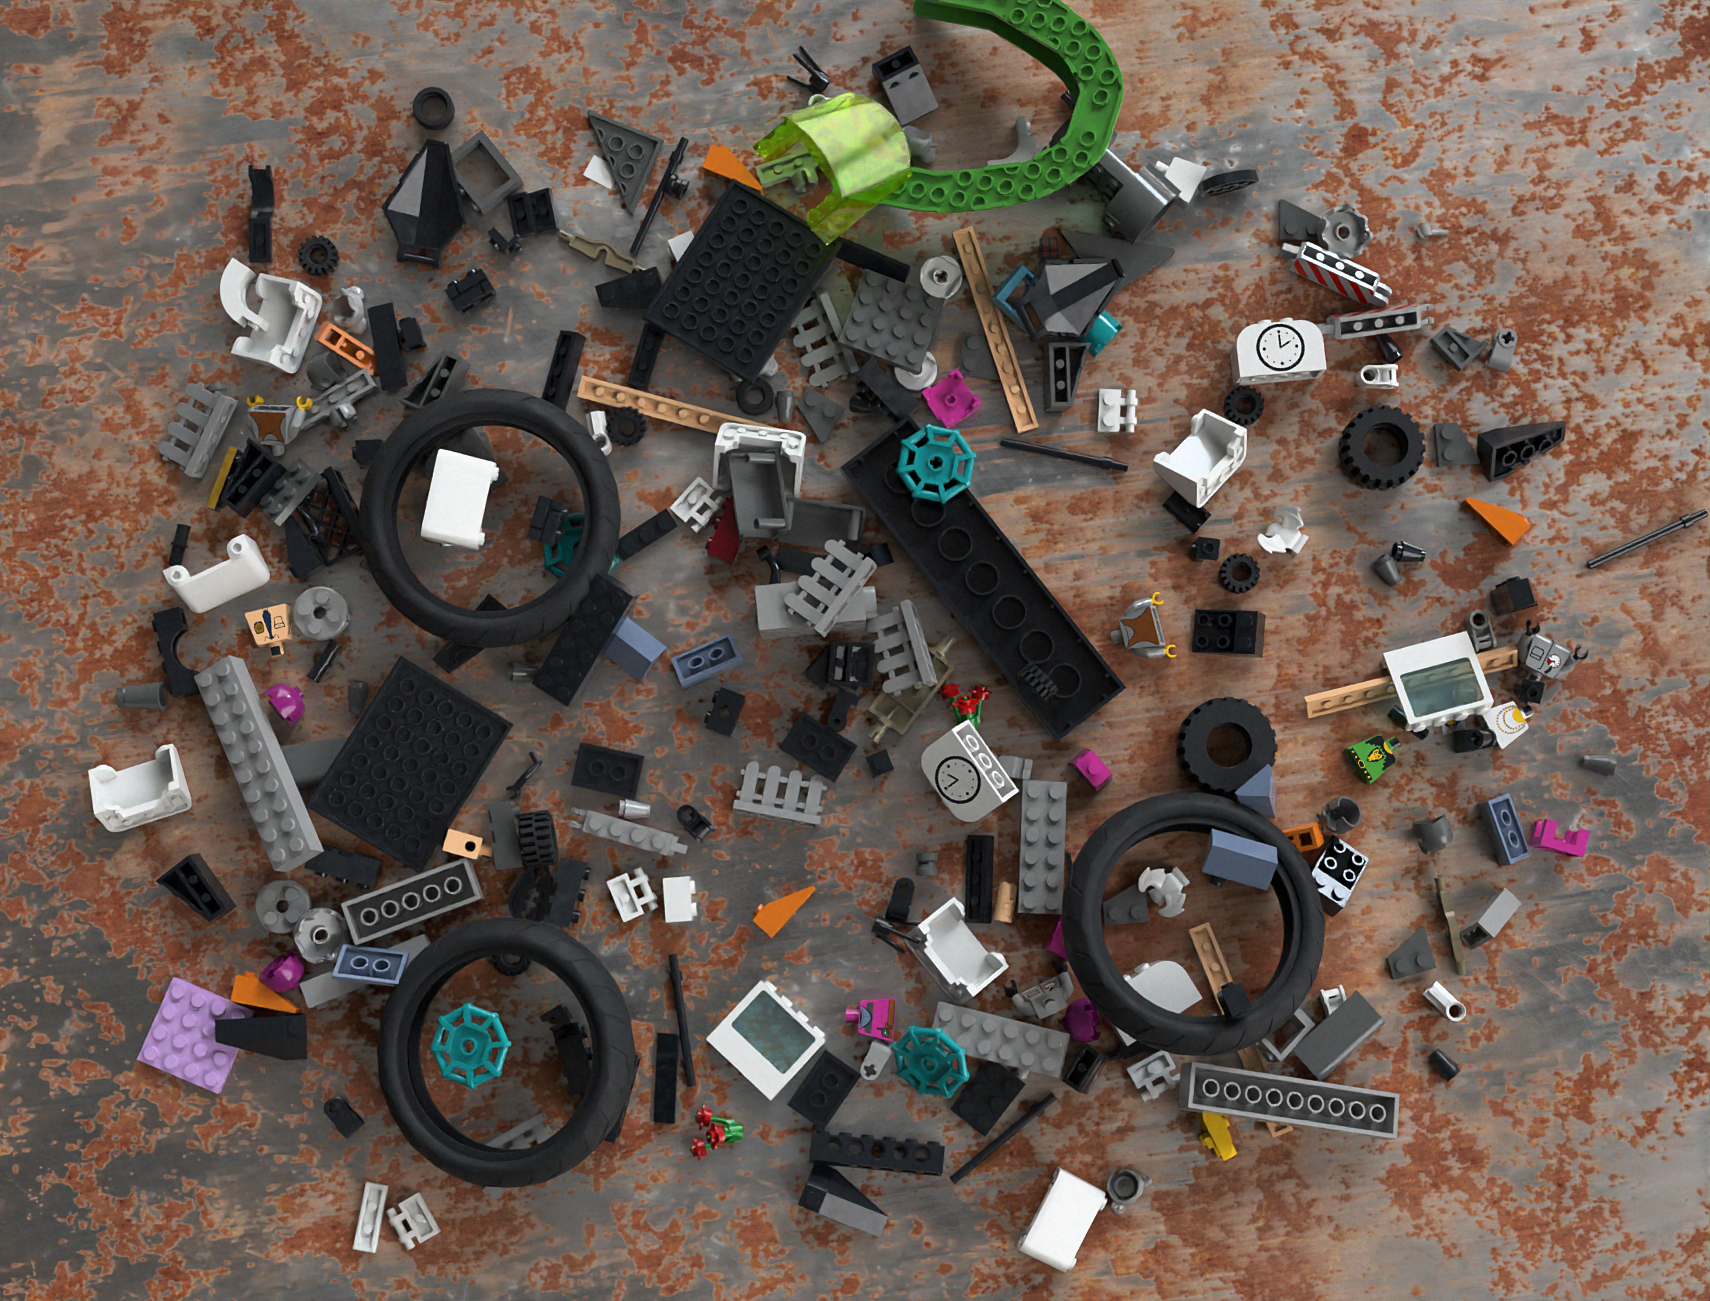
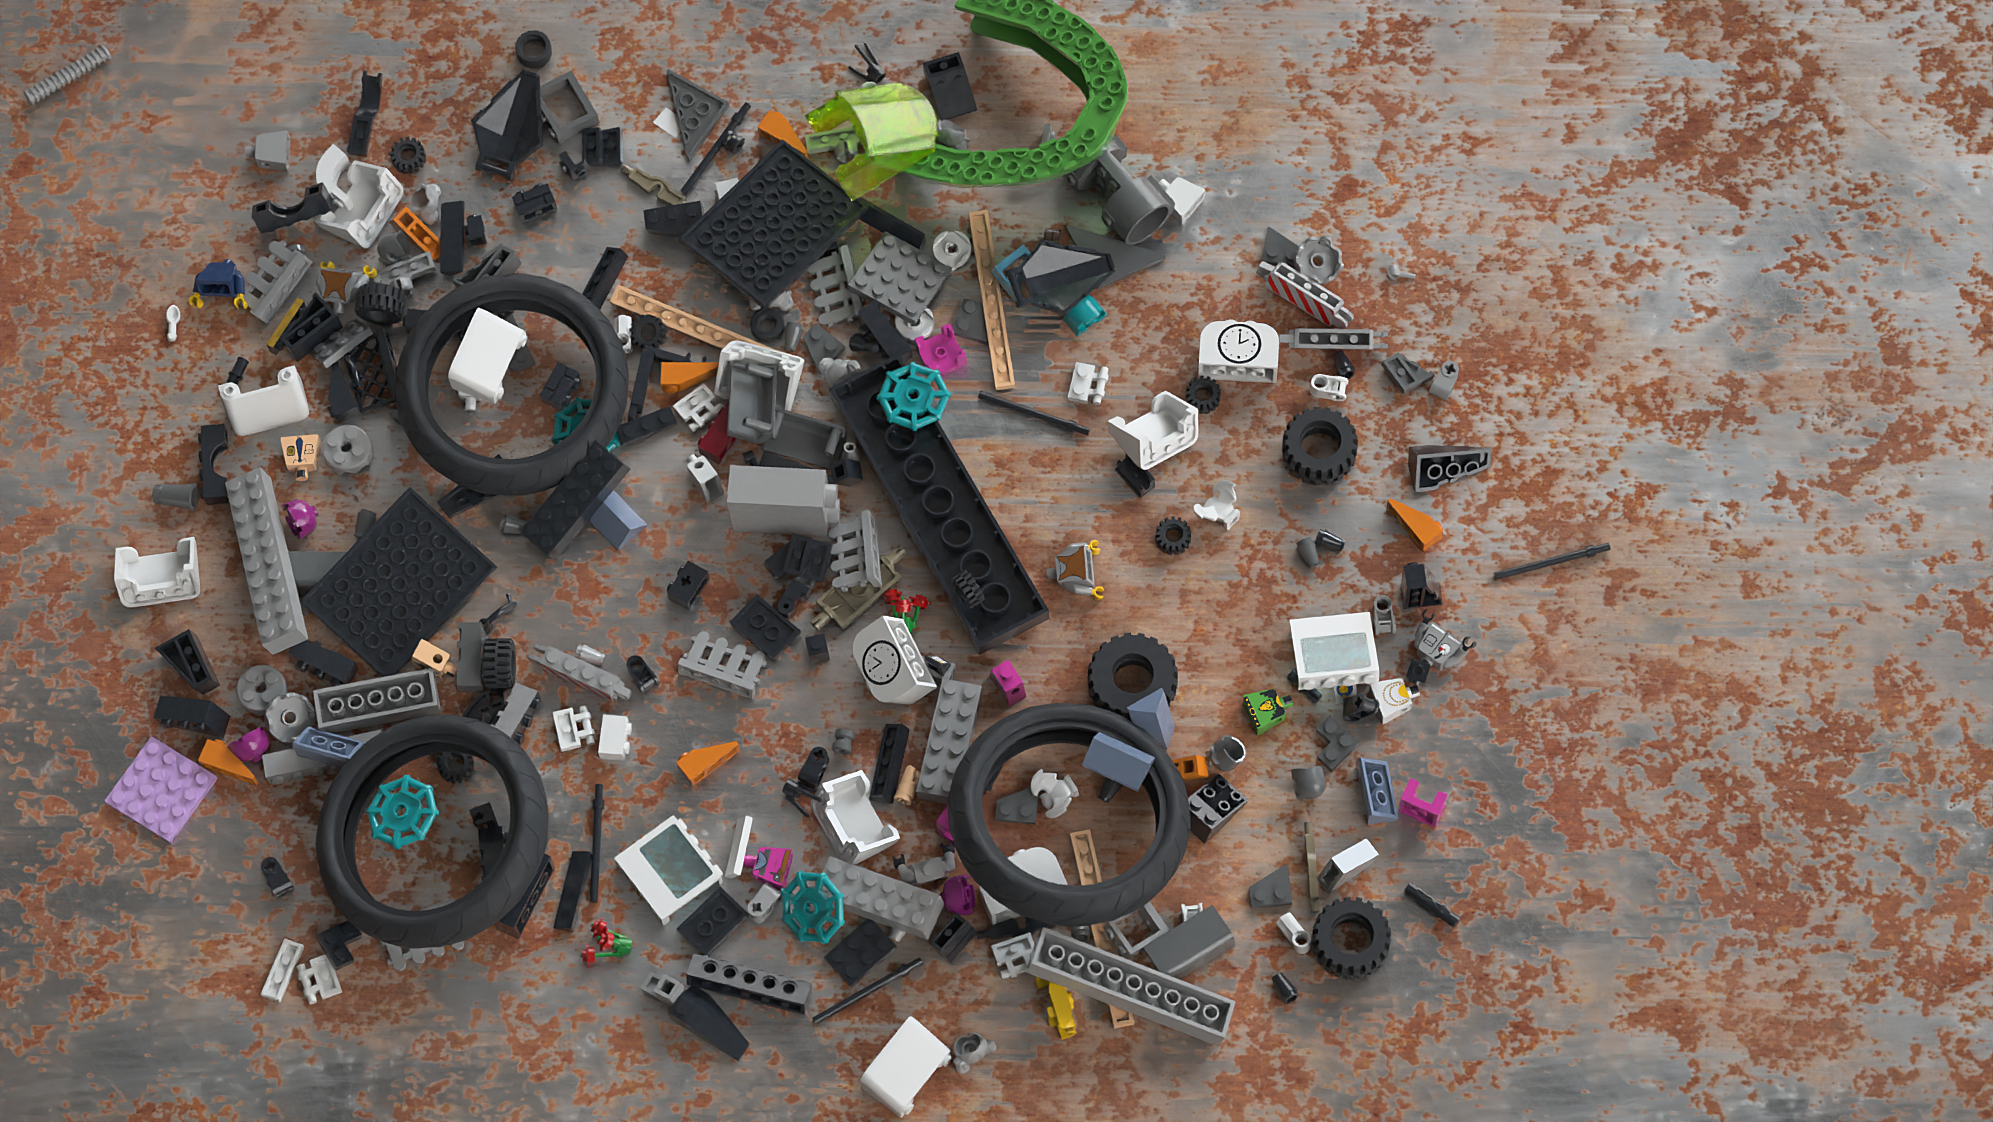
camera: 15 degrees right, 15 degrees down
(95, 488) = (172, 318): none -> white piece
(138, 439) = (219, 281): none -> dark blue torso
(164, 273) = (271, 150): none -> light grey torso
(182, 353) = (271, 216): none -> black arch
(212, 949) = (192, 715): none -> black wedge
(271, 1036) = (228, 796): black wedge -> none
(323, 440) = (380, 303): none -> black tyre
(324, 661) = (342, 490): black pin -> none
(421, 1184) = (334, 942): none -> black plate
(607, 770) = (573, 619): black plate -> none
(631, 476) = (643, 375): none -> black hinge
(645, 357) = (677, 278): black plate -> none
(672, 471) = (684, 375): none -> orange slope
(707, 661) = (681, 541): sand blue slope -> none
(719, 585) = (701, 473): none -> white torso
(786, 1175) = (663, 988): none -> light grey brick
(835, 604) = (801, 484): light grey fence -> none
(836, 1002) = (739, 847): none -> white tile
(845, 441) = (838, 370): none -> light grey hair
(874, 539) = (851, 452): none -> light grey cone
(1015, 764) = (937, 664): none -> black slope
(1062, 373) = (1044, 341): dark grey wedge -> none
(1205, 549) = (1143, 508): black bracket -> none
(1227, 182) = (1220, 205): black piece -> none
(1229, 633) = (1155, 584): black slope -> none
(1233, 1000) = (1086, 869): black brick -> none
(1383, 687) = (1284, 651): light nougat plate -> none
(1452, 446) = (1387, 457): dark grey wing -> none
(1456, 780) = (1340, 743): none -> dark grey plate
(1536, 1006) = (1359, 913): none -> black tyre
(1591, 950) = (1440, 910): none -> black pin
(1600, 764) = (1475, 748): dark grey cone -> none

